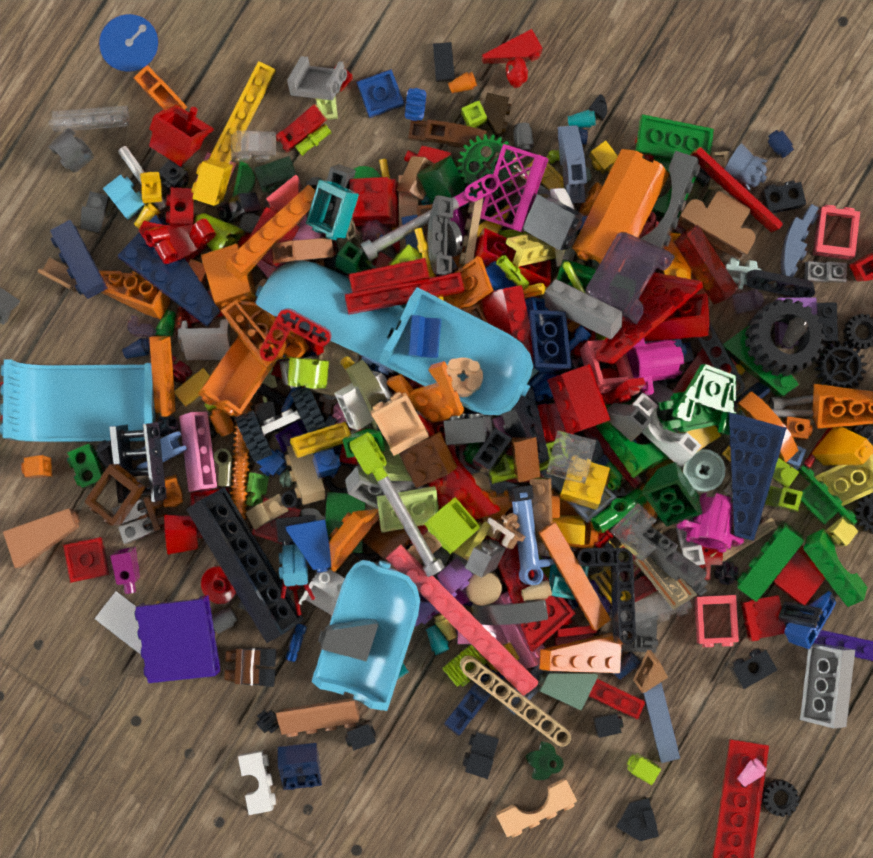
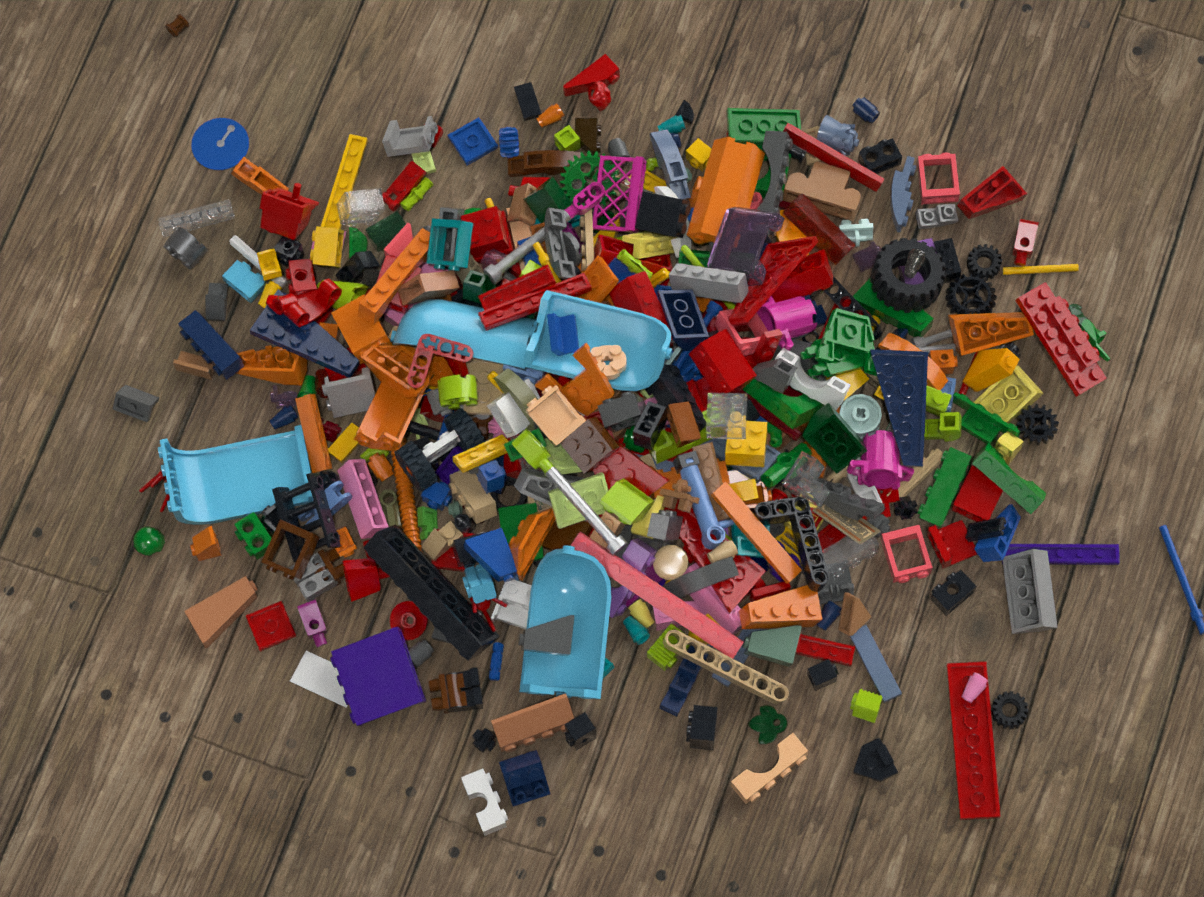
camera: 10 degrees left, 15 degrees down
(759, 280) = (896, 229): black beam -> none

